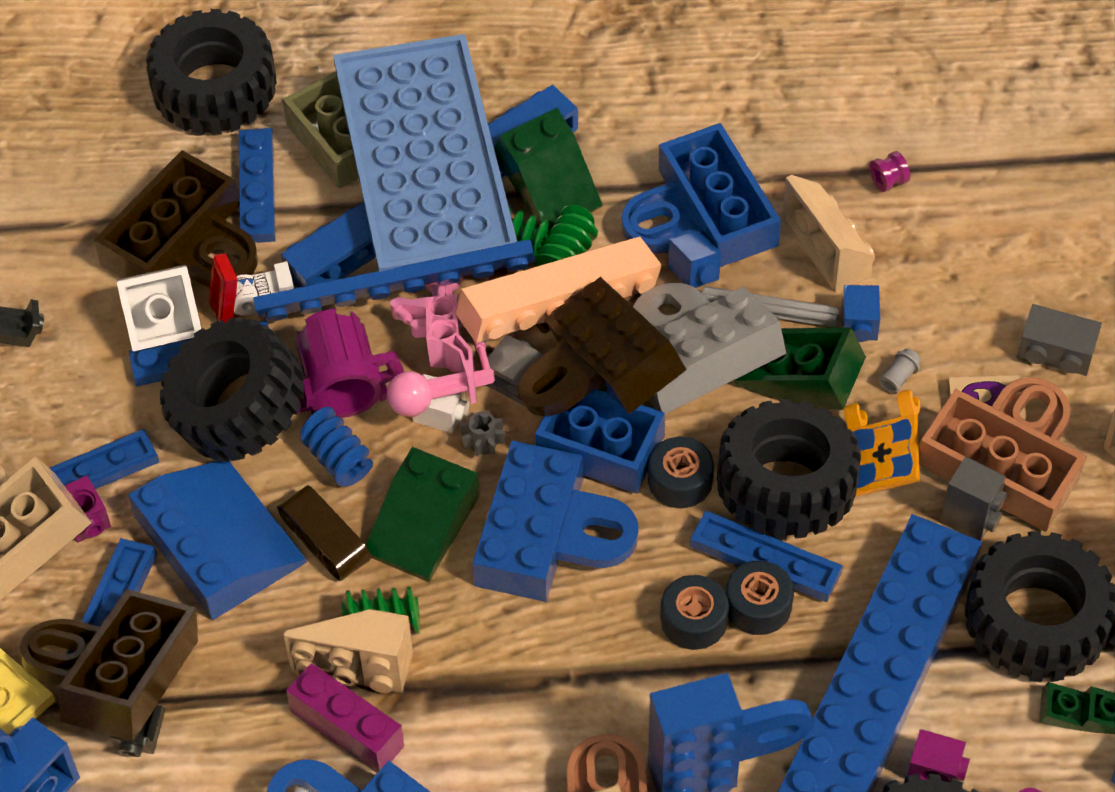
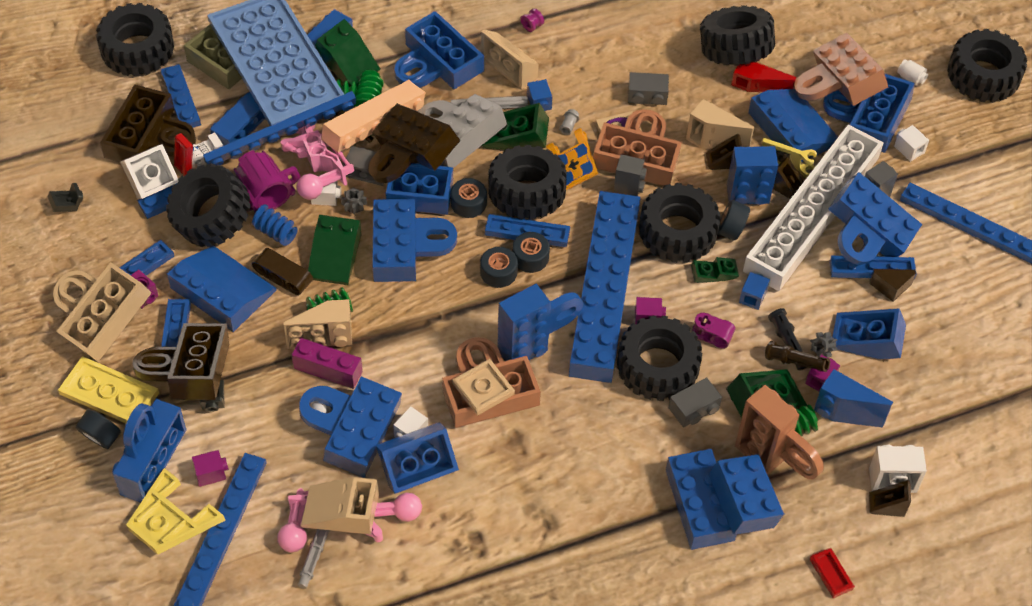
camera: 20 degrees left, 0 degrees up
(694, 259) = (441, 86): blue brick -> none

